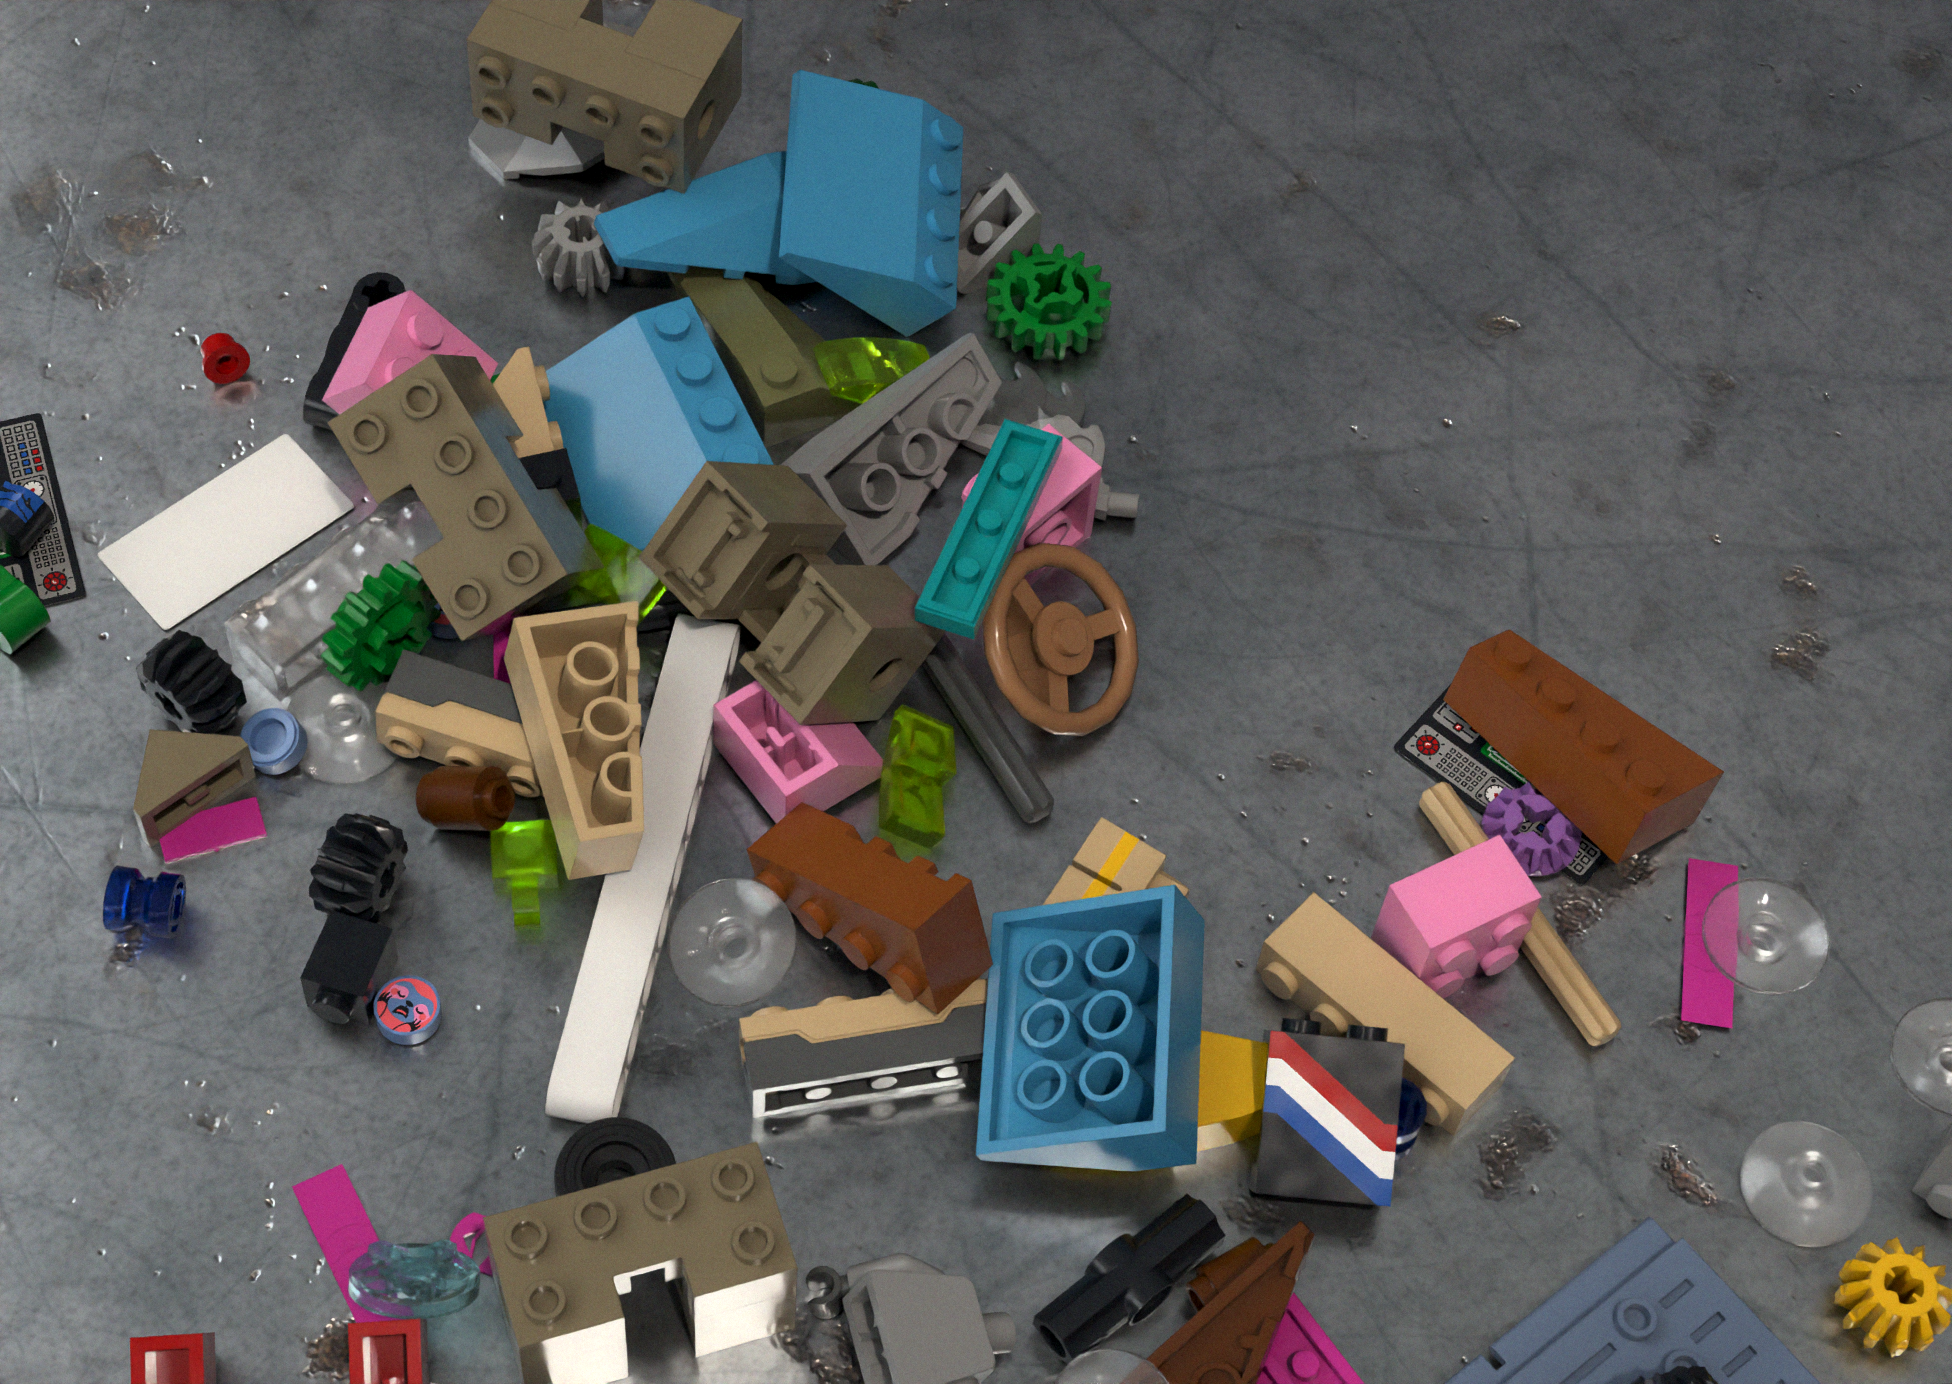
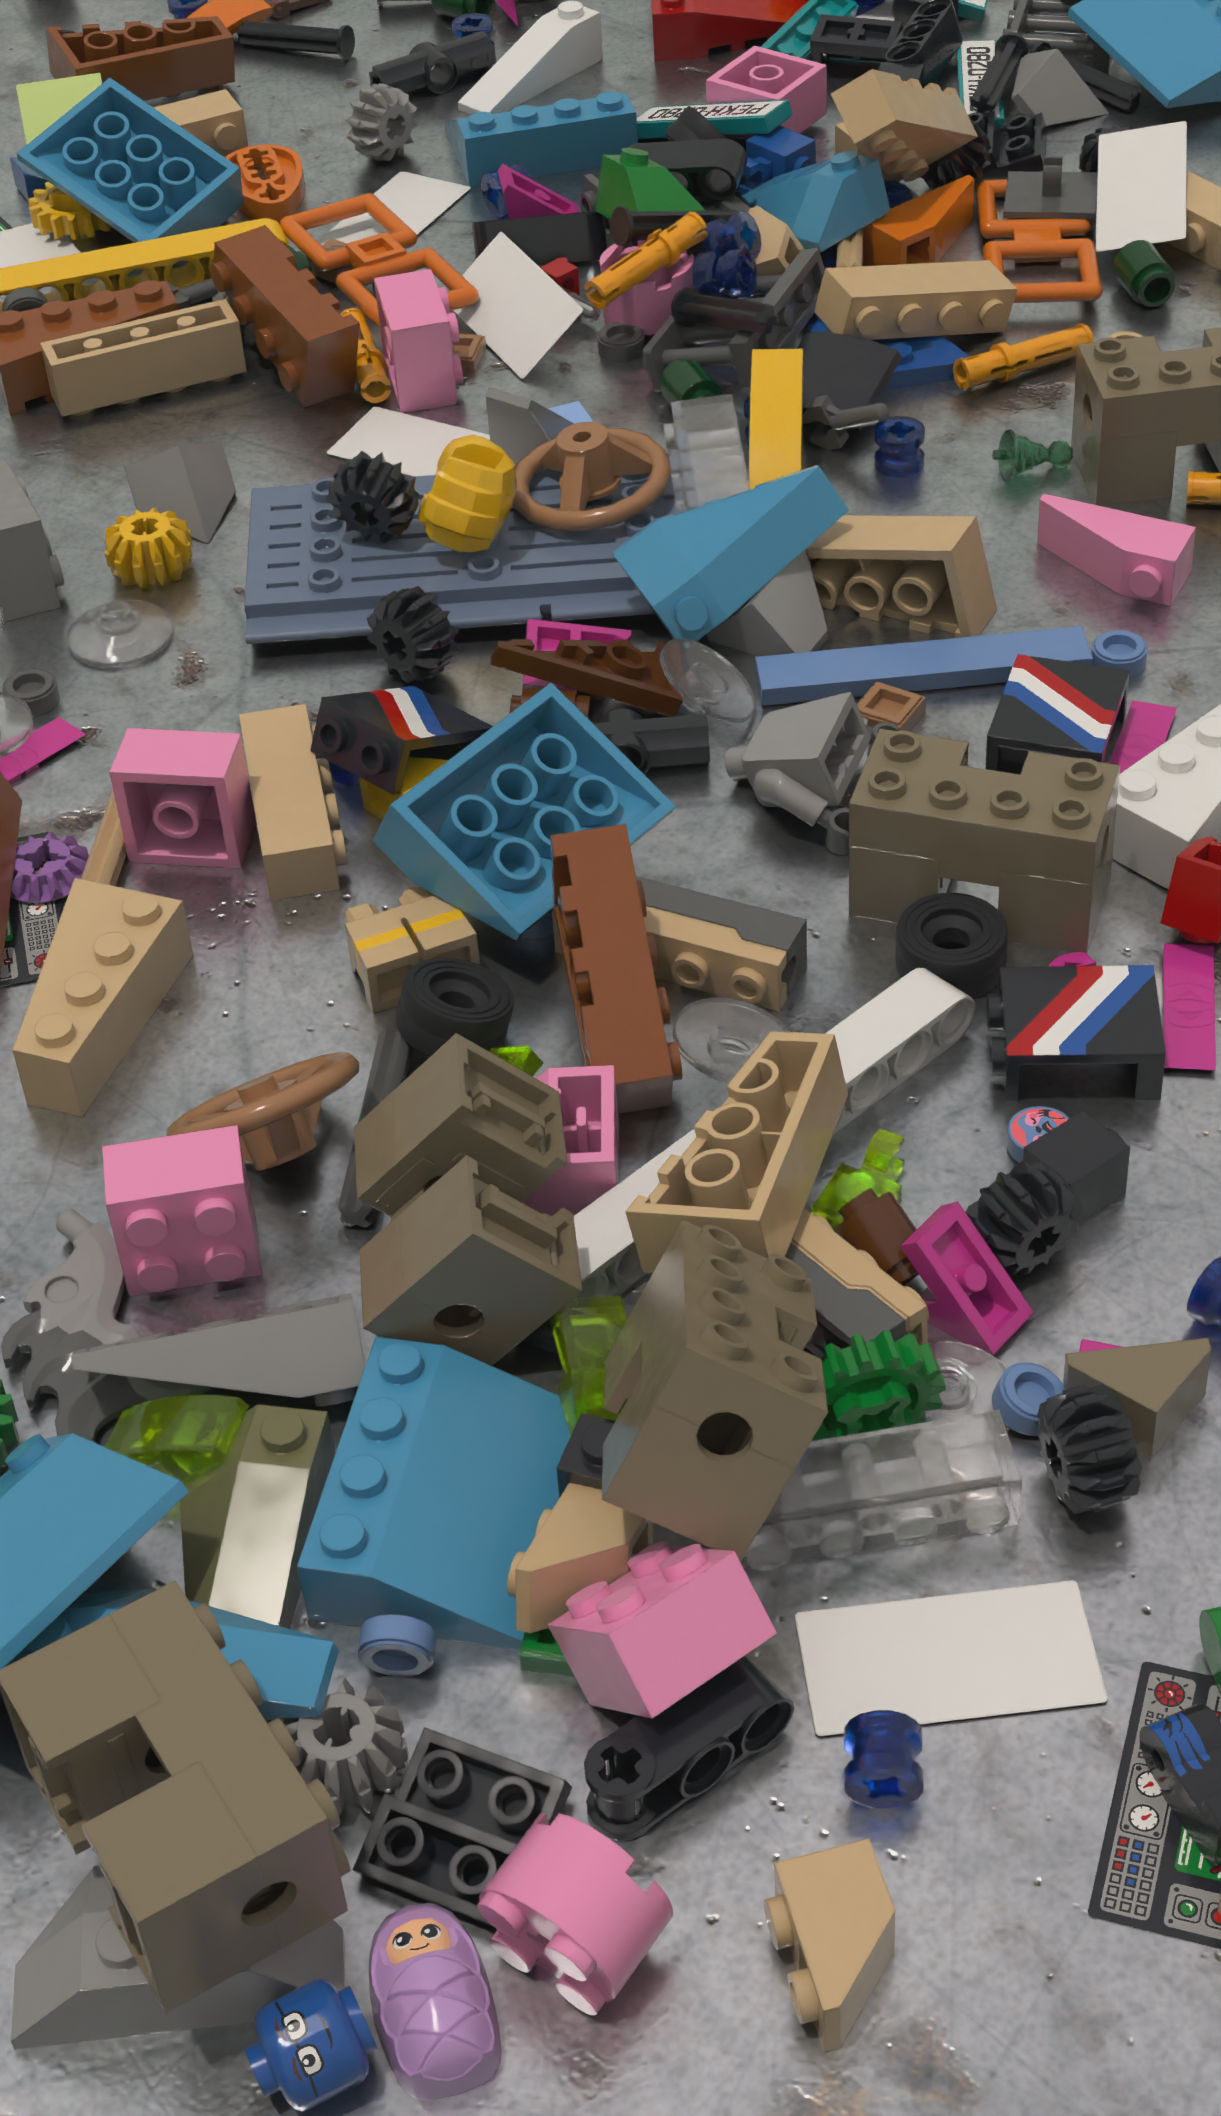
camera: 135 degrees left, 15 degrees down
(189, 295) = (838, 1930): none -> tan slope
(220, 412) = (883, 1759): none -> clear blue wheel
(223, 358) = (835, 1830): red piece -> none
(349, 207) = (573, 1910): none -> bright pink brick
(381, 787) = (965, 1282): none -> dark pink slope
(410, 155) = (432, 2003): none -> lavender piece
(414, 1279) = (1157, 933): clear light blue wheel -> none
(429, 1123) = (1077, 1019): none -> black panel
(446, 91) = (311, 2044): none -> blue head
(472, 254) = (455, 1821): none -> black slope
(596, 319) = (397, 1645): none -> medium blue tile
(988, 529) = (254, 1128): teal tile -> none
(1001, 804) = (453, 998): none -> black tyre
(1330, 707) = (97, 991): none -> tan wedge
(1467, 1292) = (412, 634): none -> black gear
(1790, 1038) = (36, 688): none -> dark grey tile

